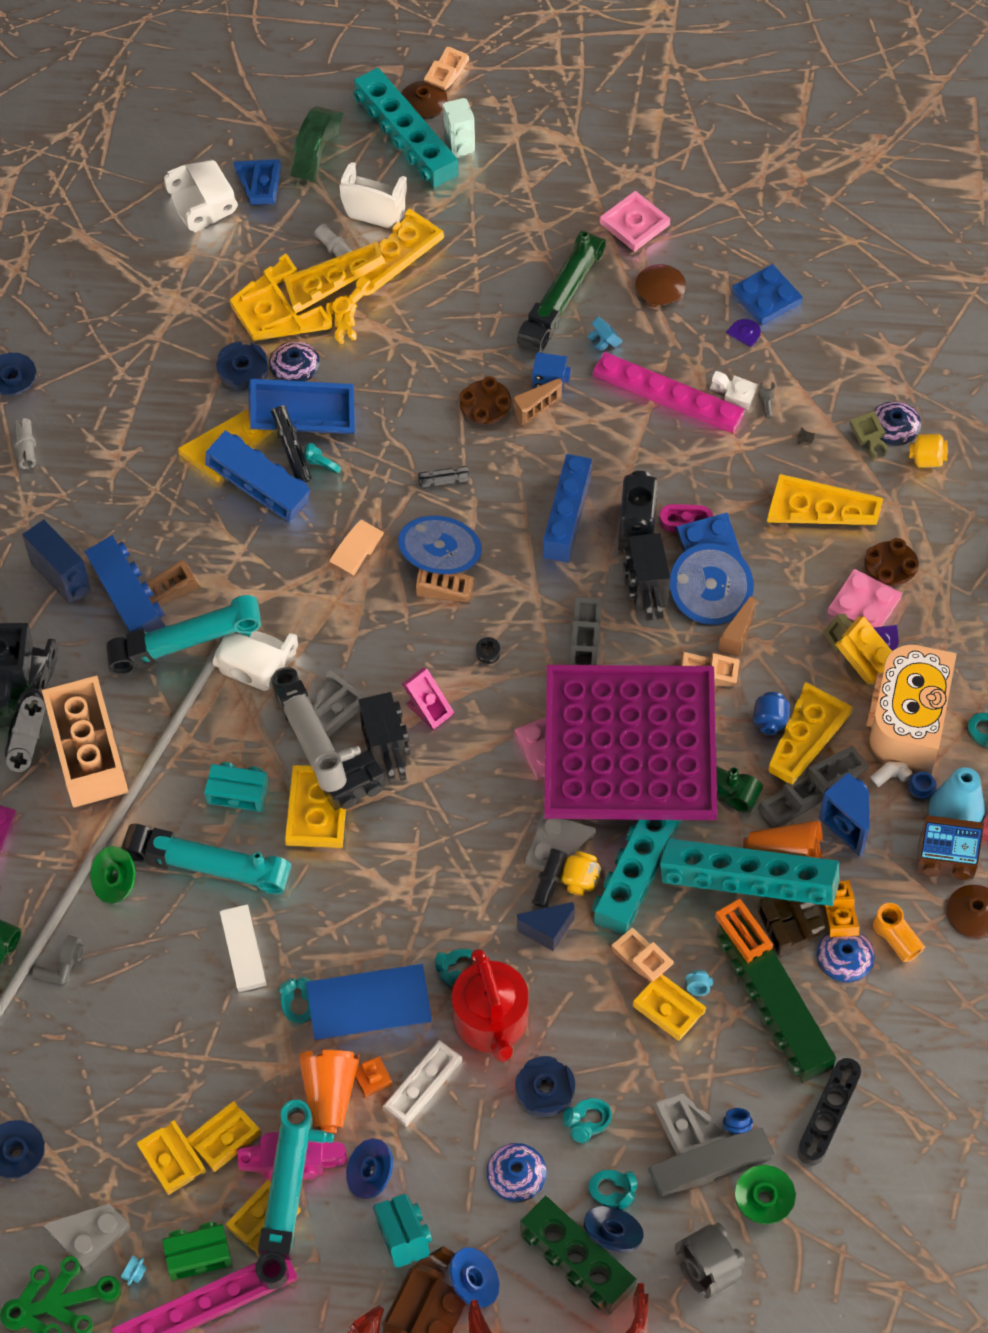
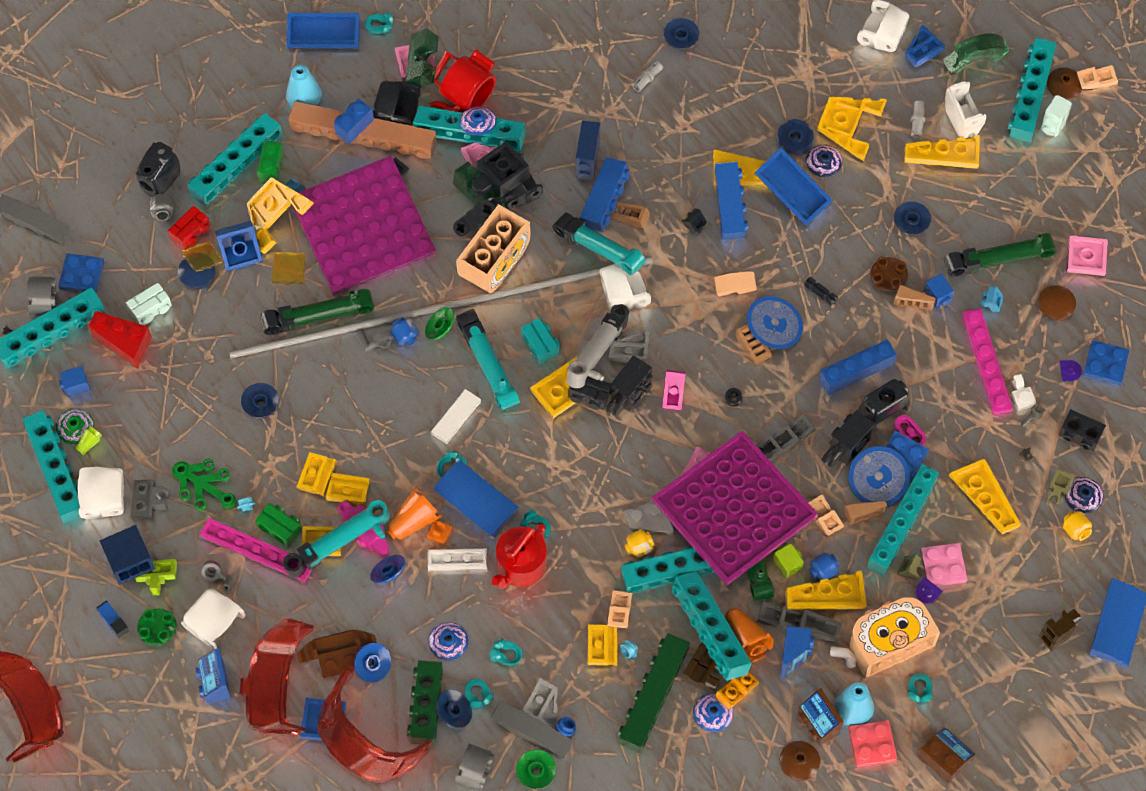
camera: 50 degrees right, 5 degrees up
(84, 919) = (404, 331): none -> blue head
(88, 1232) = (248, 469): light grey wing -> none
(246, 529) = (694, 221): none -> black tile
(288, 436) = (764, 200): black pin -> none
(314, 457) = (771, 218): teal piece -> none
(327, 277) = (887, 131): yellow wing -> none
(343, 309) = (879, 156): yellow piece -> none
(402, 1230) = (366, 609): teal brick -> none
(444, 325) = (912, 211): none -> dark blue dish
(547, 924) = (596, 550): dark blue slope -> none
(549, 878) = (622, 530): black pin -> none
(549, 1103) = (507, 629): dark blue plate -> none
(733, 741) = (788, 560): none -> lime brick
(748, 955) = (668, 662): orange tile -> none
(784, 600) = (903, 520): none -> teal brick
(825, 368) = (1083, 425): none -> black brick
(829, 1111) = (614, 772): black beam -> none
(864, 649) = (908, 582): yellow plate -> none
(891, 562) = (983, 559): reddish brown dish -> none
(899, 933) = (746, 729): light orange piece -> none
(922, 785) = (851, 676): blue plate -> none

